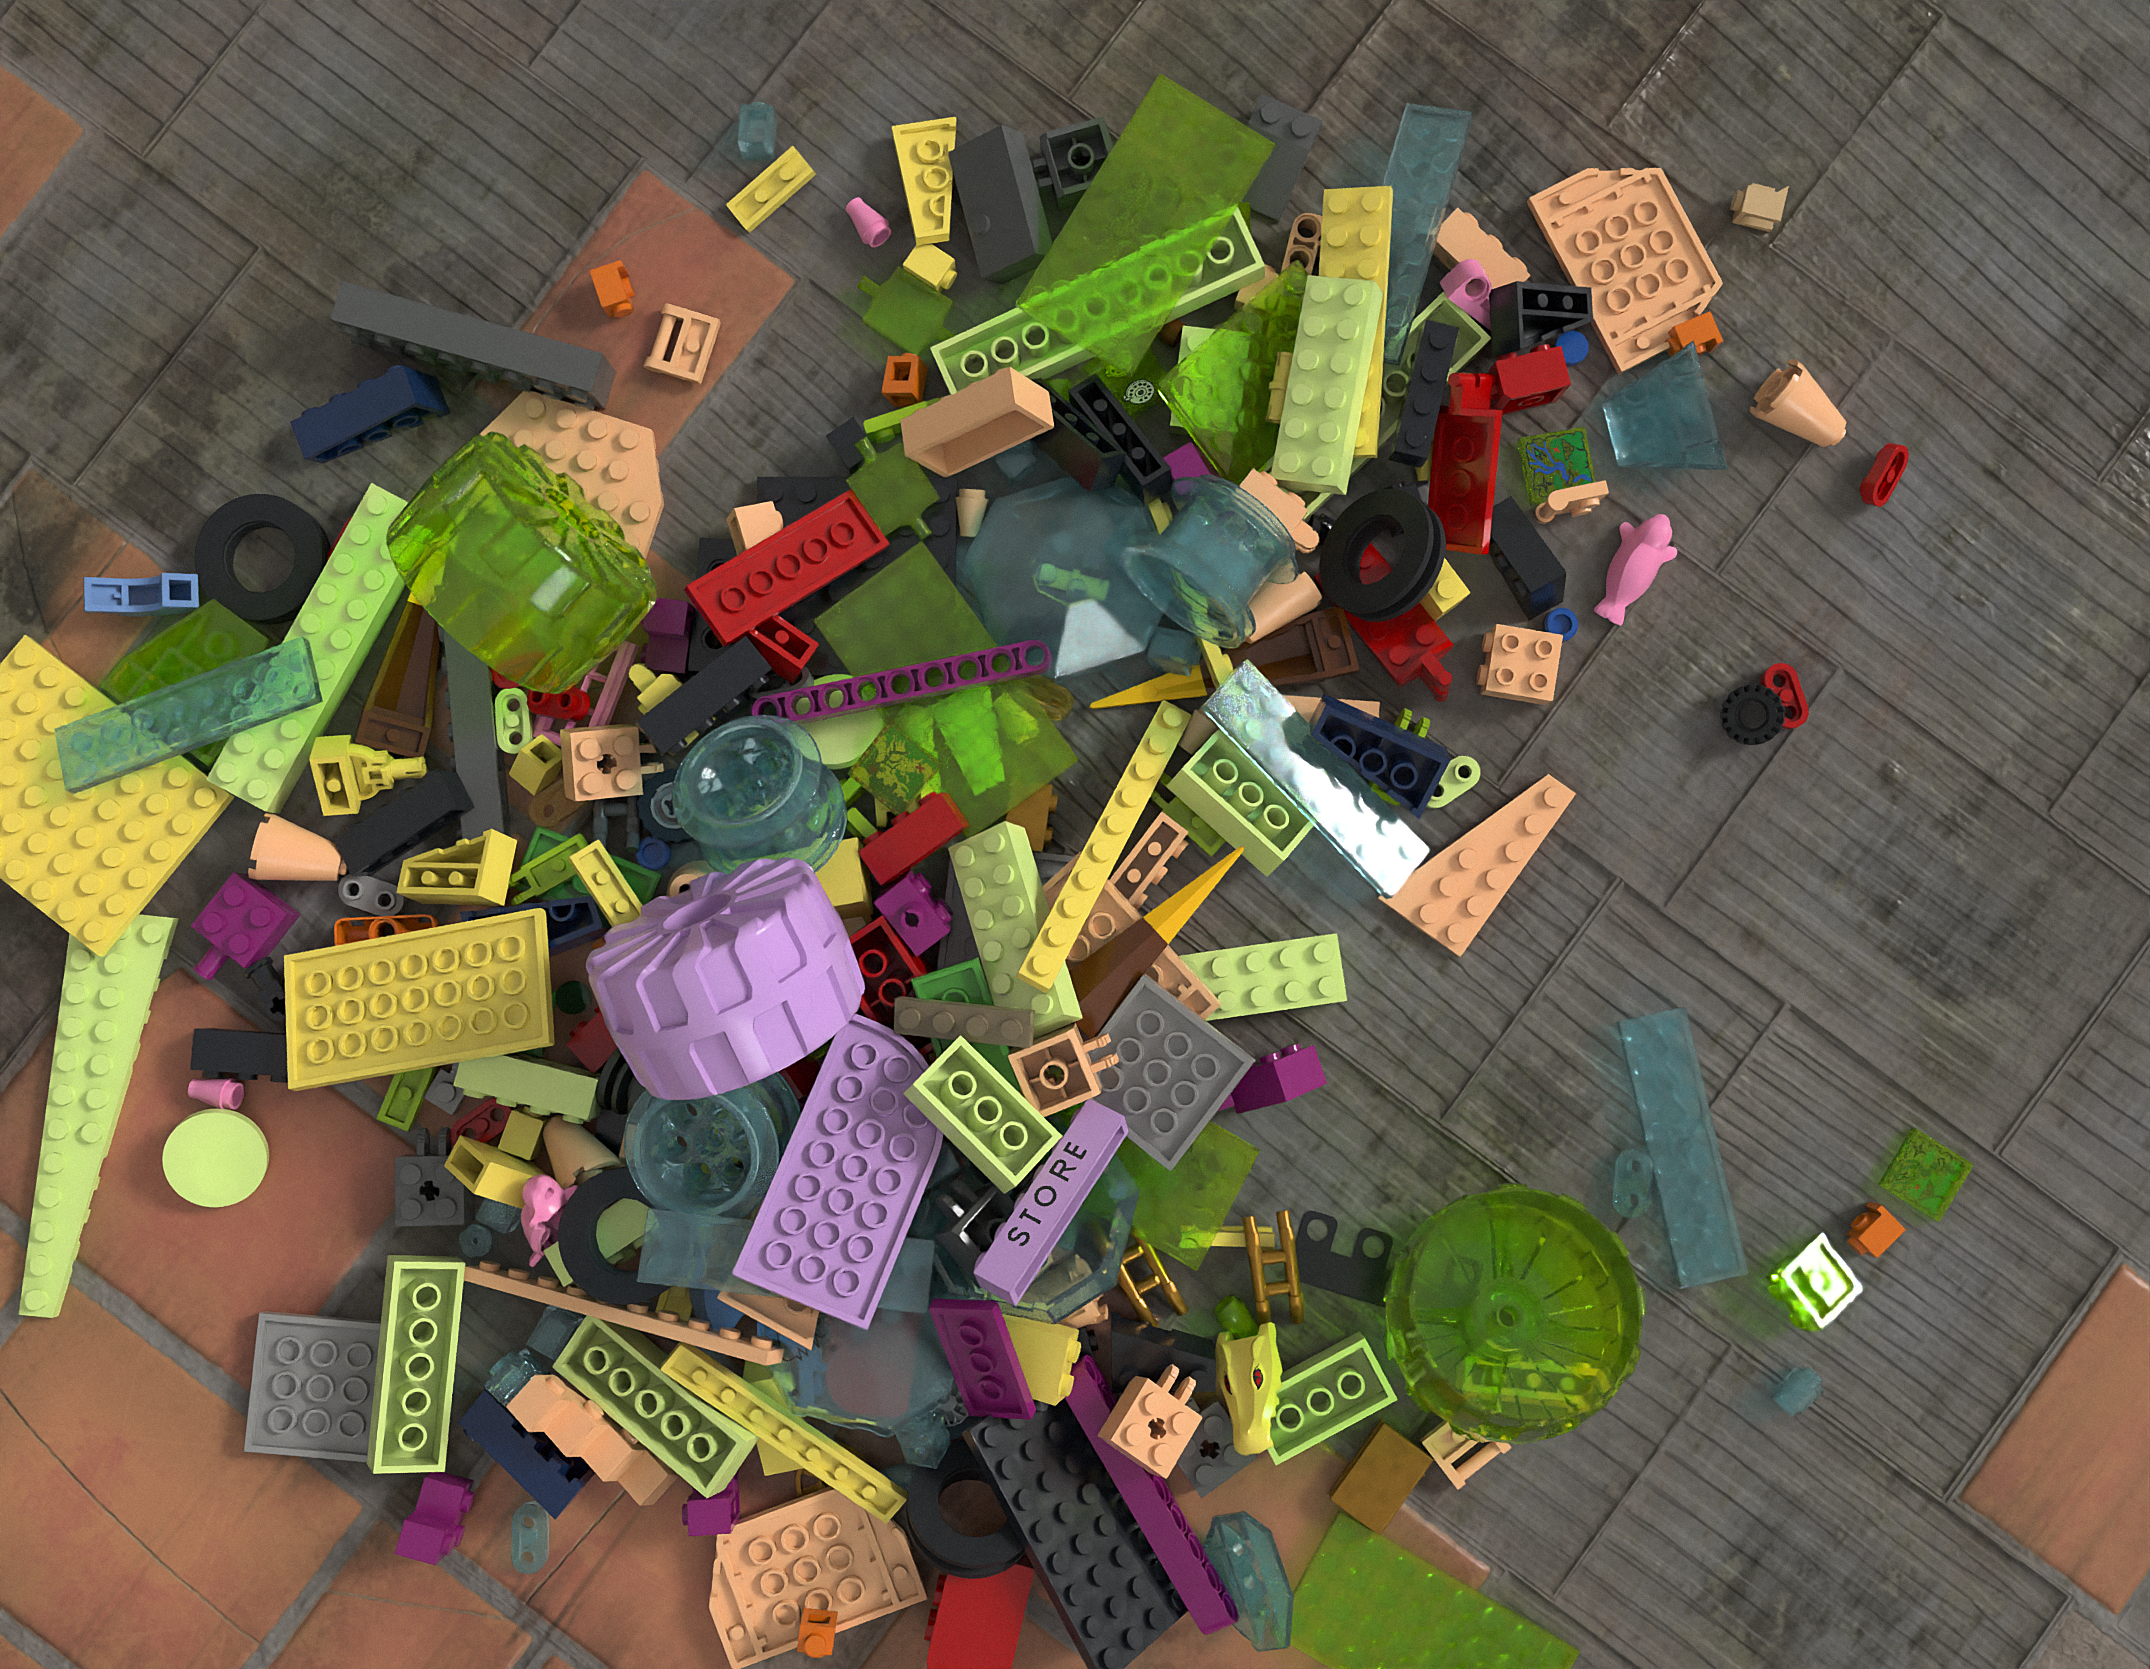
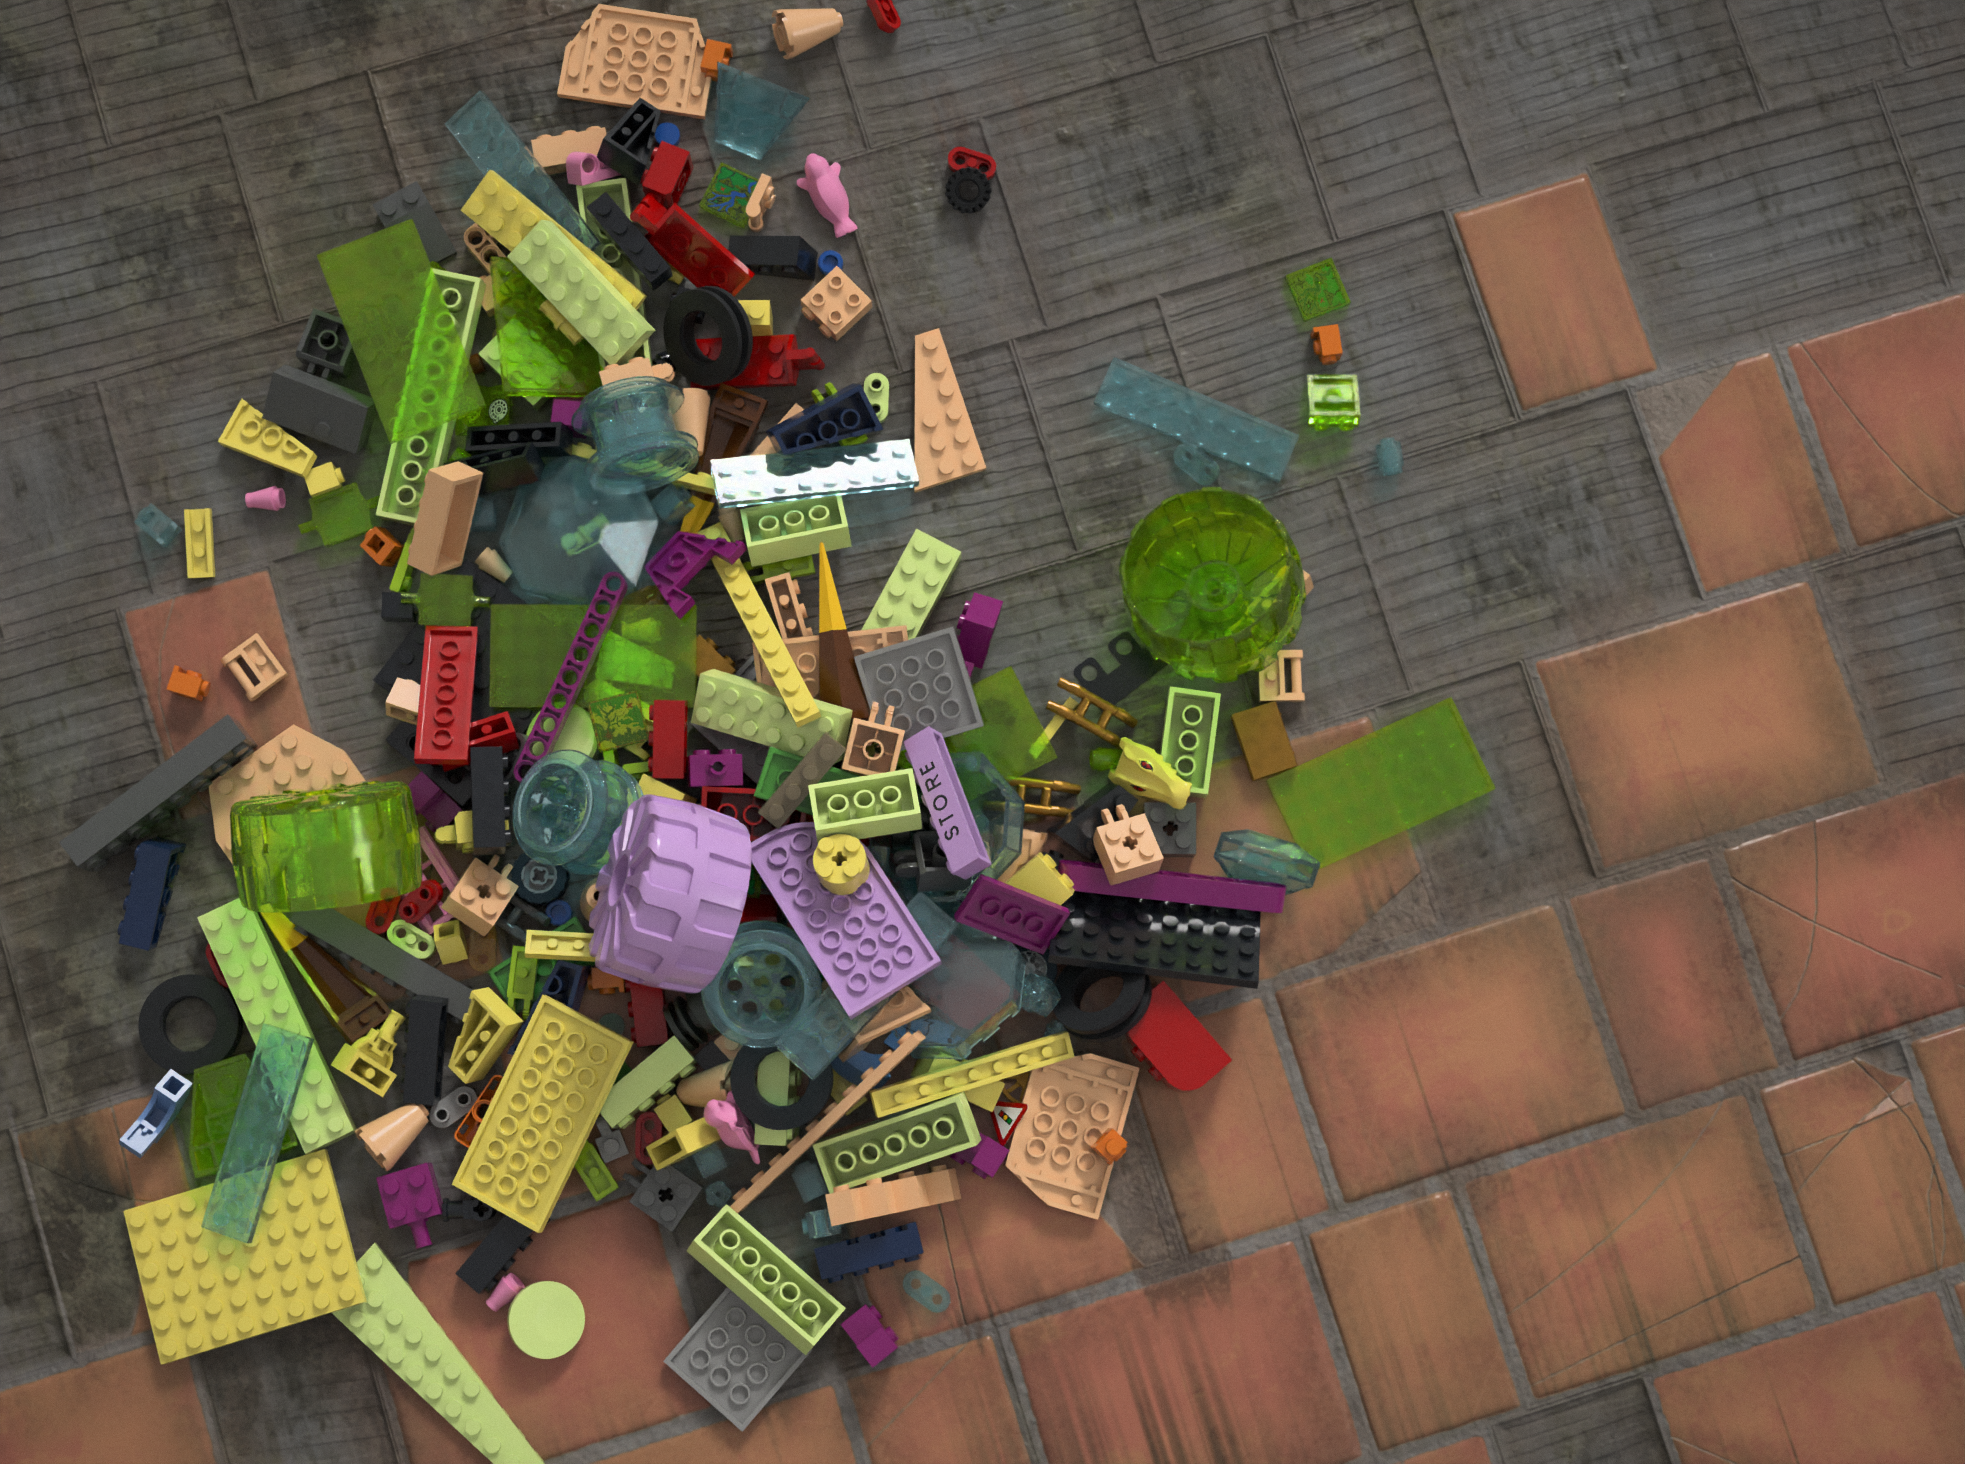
camera: 55 degrees left, 5 degrees down
(770, 1497) = (1006, 1118): none -> sticker
(904, 1116) = (837, 850): none -> light yellow brick
(1115, 707) = (682, 559): none -> magenta wing

